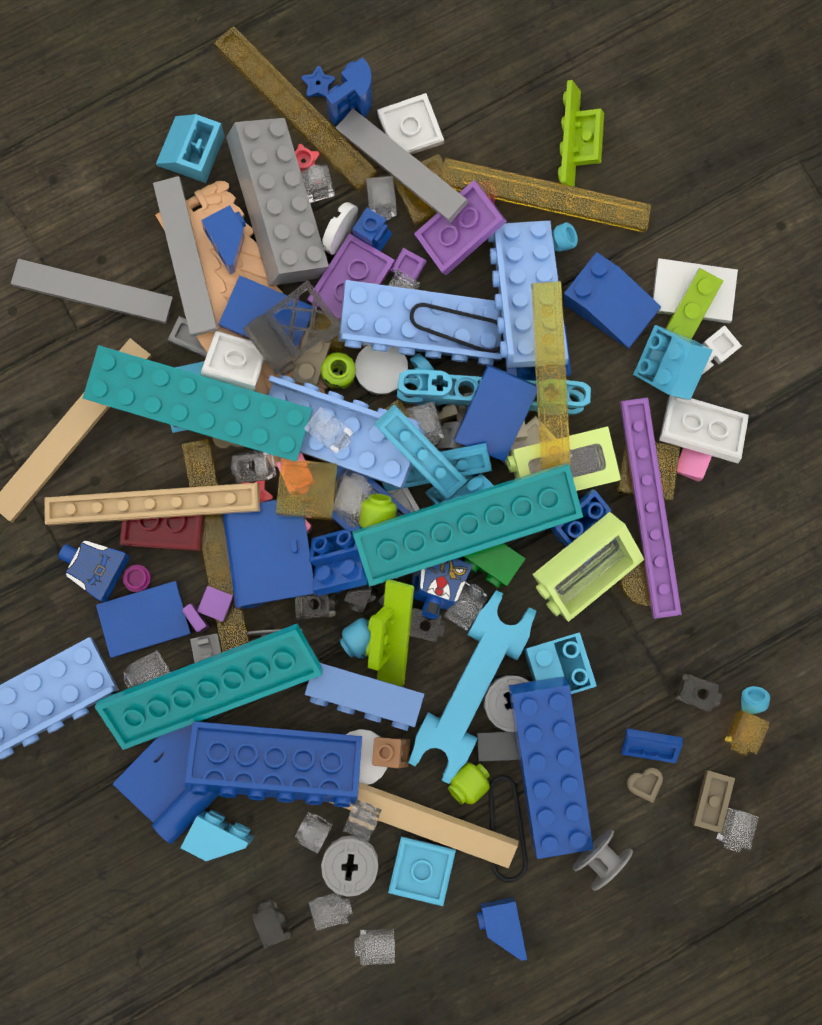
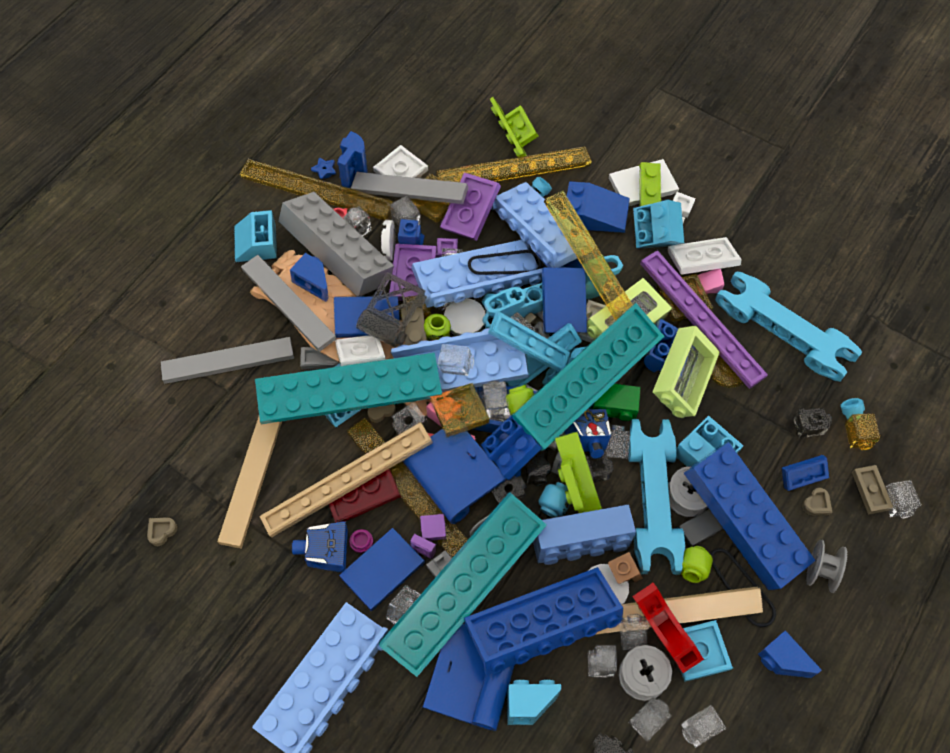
camera: 25 degrees left, 20 degrees down
(396, 839) = (667, 628): none -> red arch
(765, 605) = (817, 345): none -> medium azure piece

